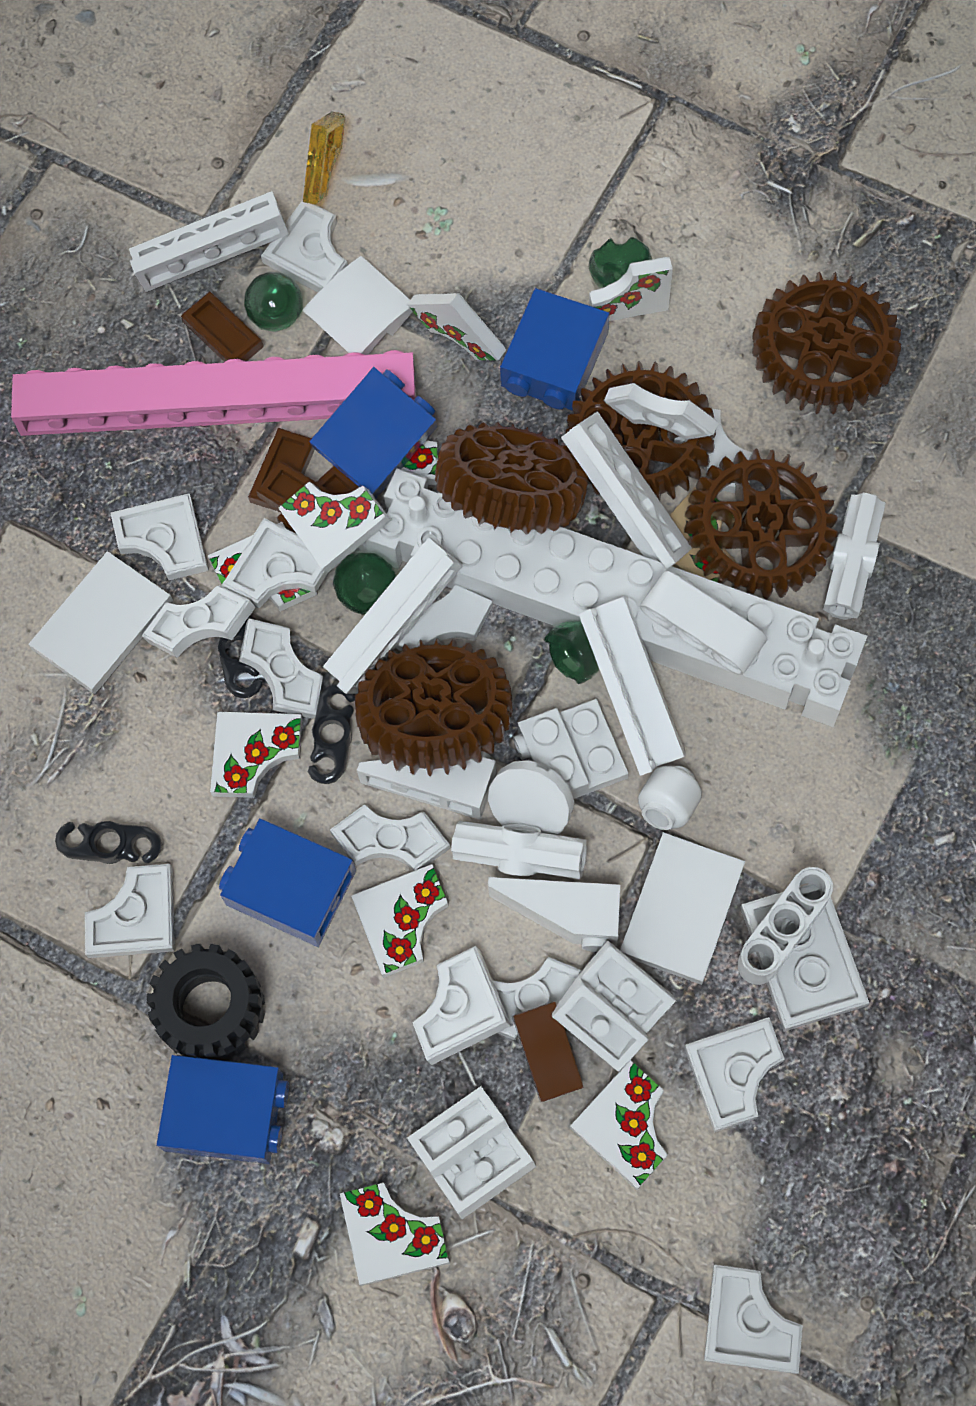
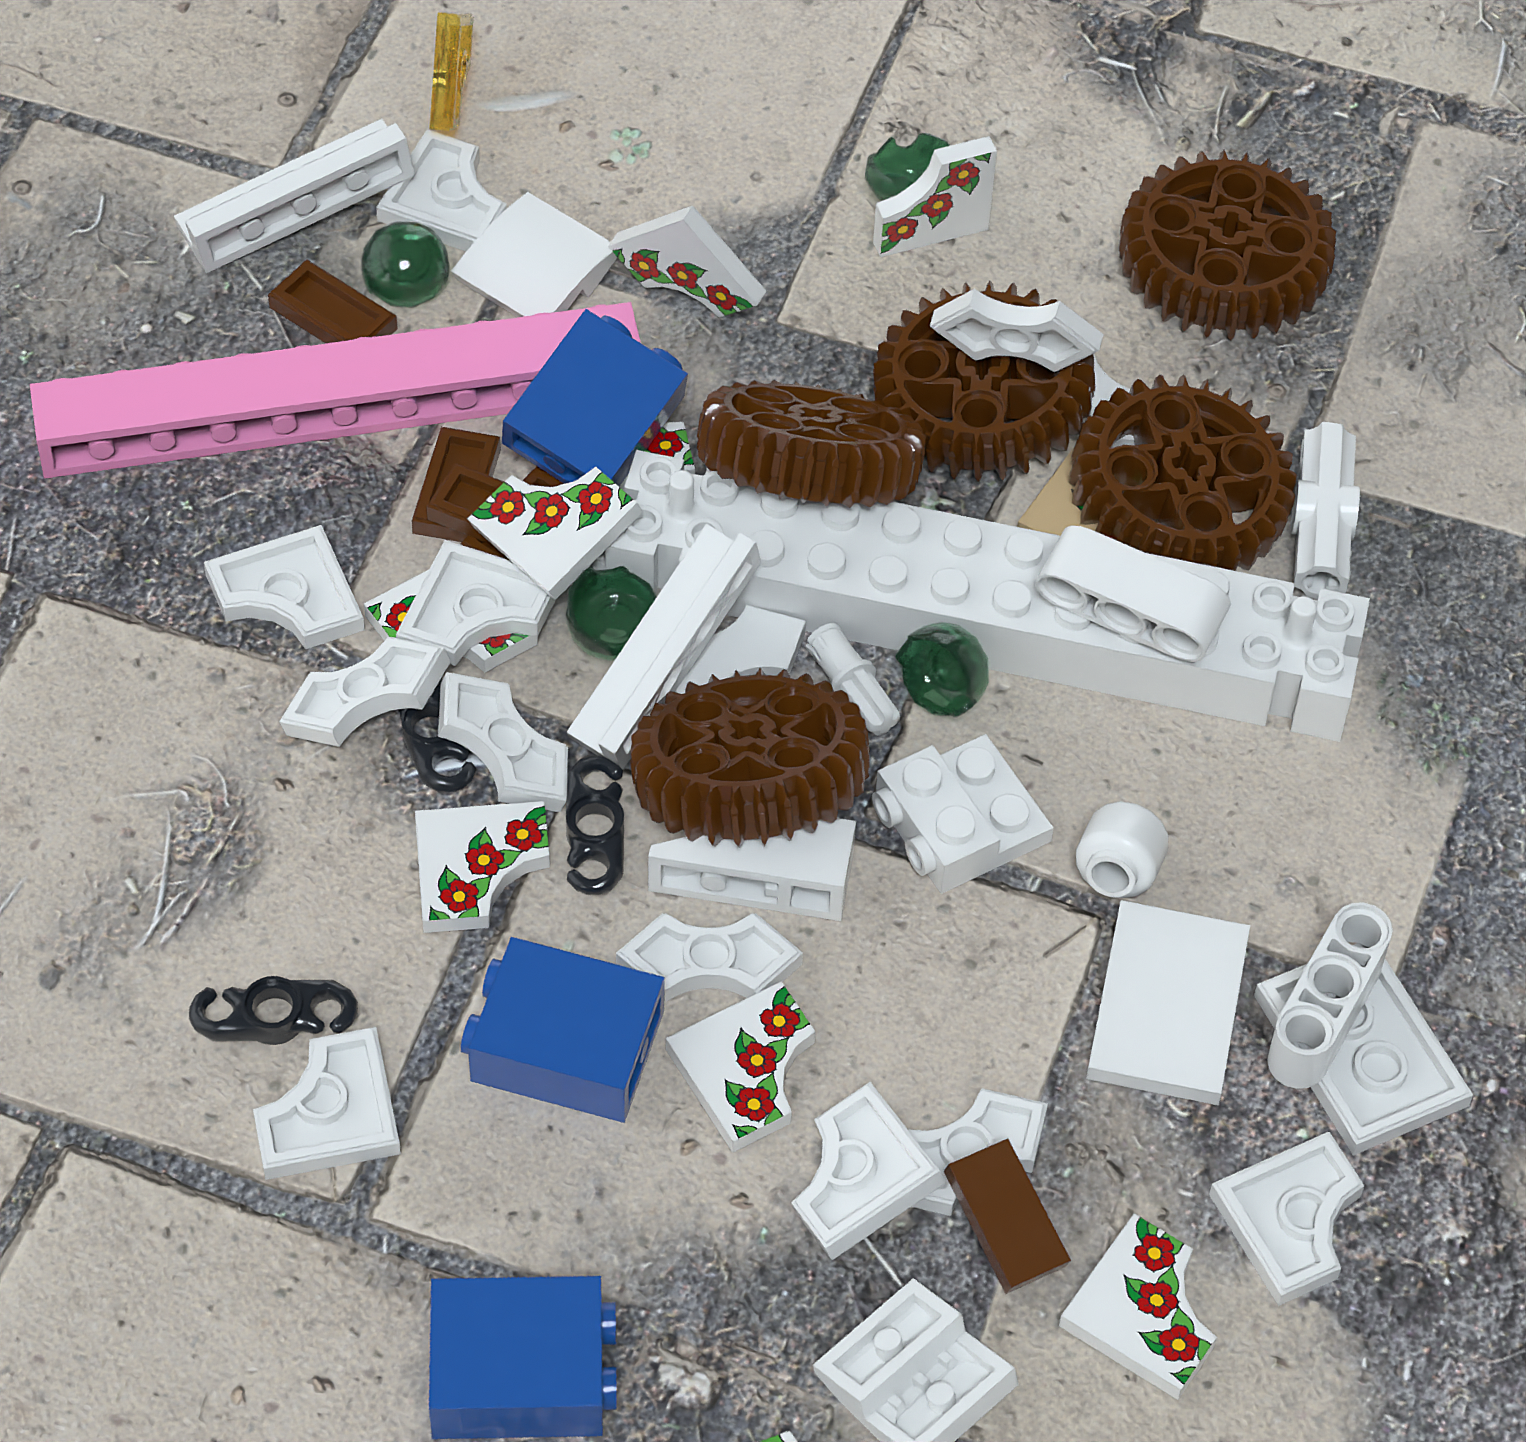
camera: 15 degrees left, 15 degrees down
(100, 622) = (210, 713): white tile -> none
(181, 978) = (461, 1158): black tyre -> none
(516, 647) = (854, 676): none -> white axle
(519, 849) = (912, 942): white piece -> none
(531, 797) = (918, 871): white tile -> none
(554, 349) = (835, 287): blue brick -> none
(571, 910) = (997, 1017): white slope -> none
(613, 1006) = (1095, 1137): white slope -> none
(626, 491) = (977, 440): white fence -> none
(632, 685) = (1042, 695): white fence -> none

